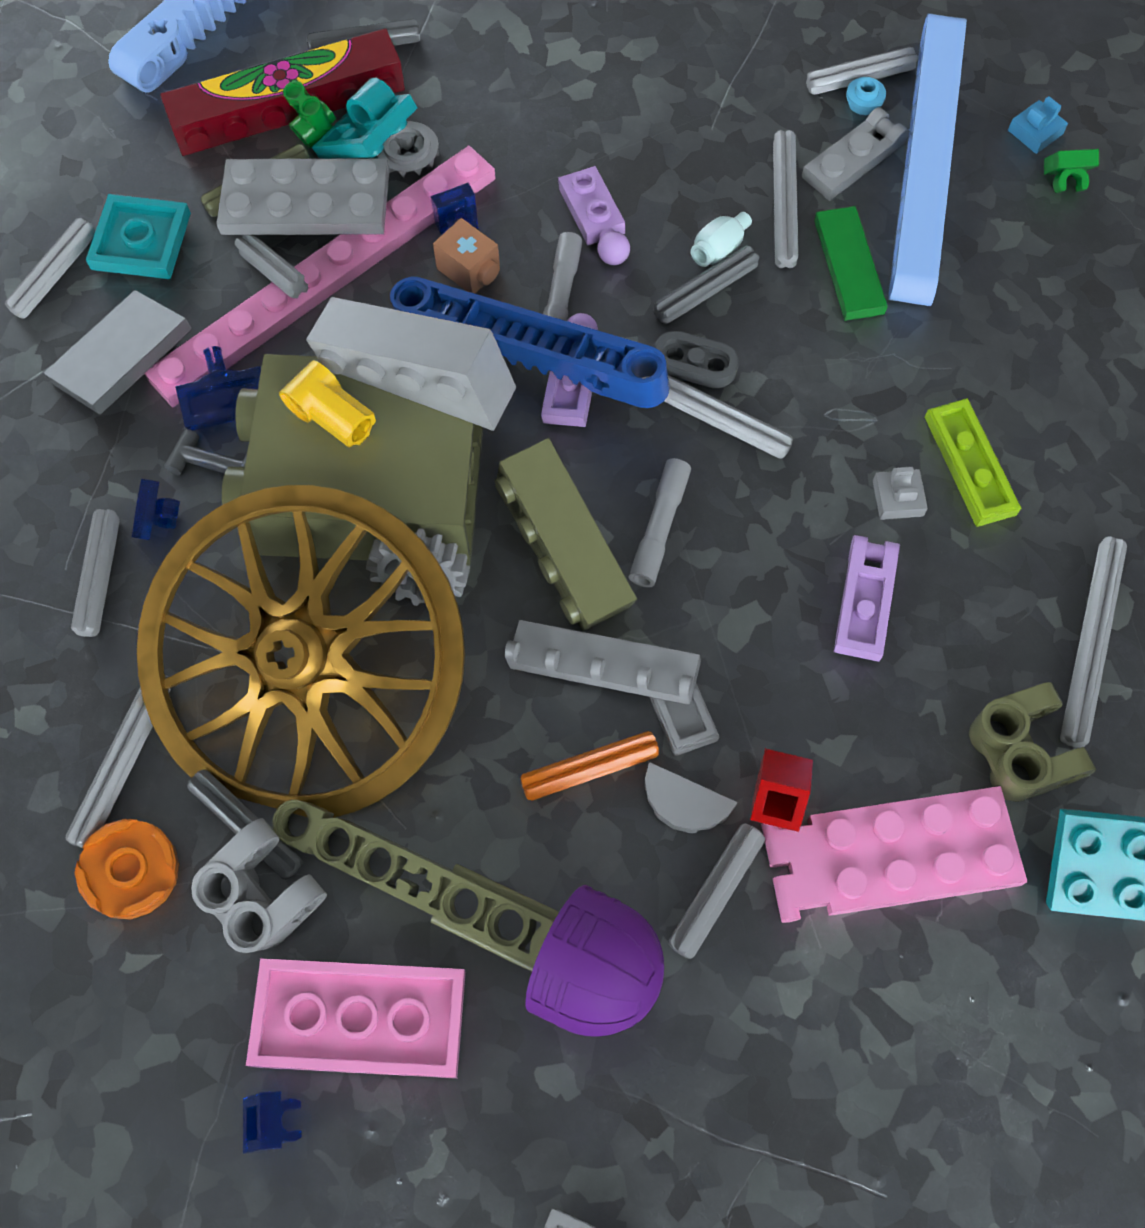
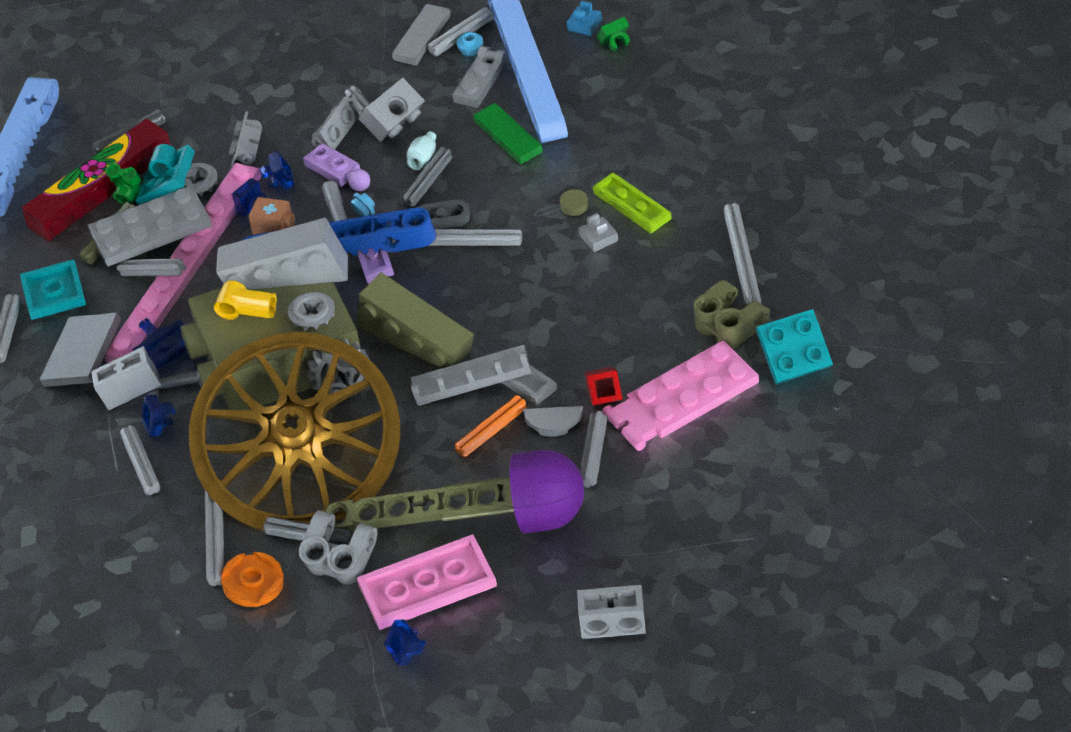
camera: 20 degrees left, 20 degrees down
(140, 430) = (125, 378): none -> light grey hinge
(425, 449) = (311, 302): none -> light grey gear
(488, 126) = (248, 137): none -> light grey hinge
(516, 184) = (278, 171): none -> clear blue tile
(598, 291) = (363, 204): none -> medium azure plate
(626, 146) = (336, 125): none -> light grey hinge
(652, 546) = (464, 288): light grey piece -> none
(677, 129) = (357, 99): none -> light grey axle
(728, 143) = (400, 98): none -> light grey brick
(785, 199) = (450, 116): light grey axle -> none
(808, 52) = (420, 34): none -> light grey tile
(866, 599) = (605, 288): lavender plate -> none
(889, 422) = (574, 202): none -> olive tile

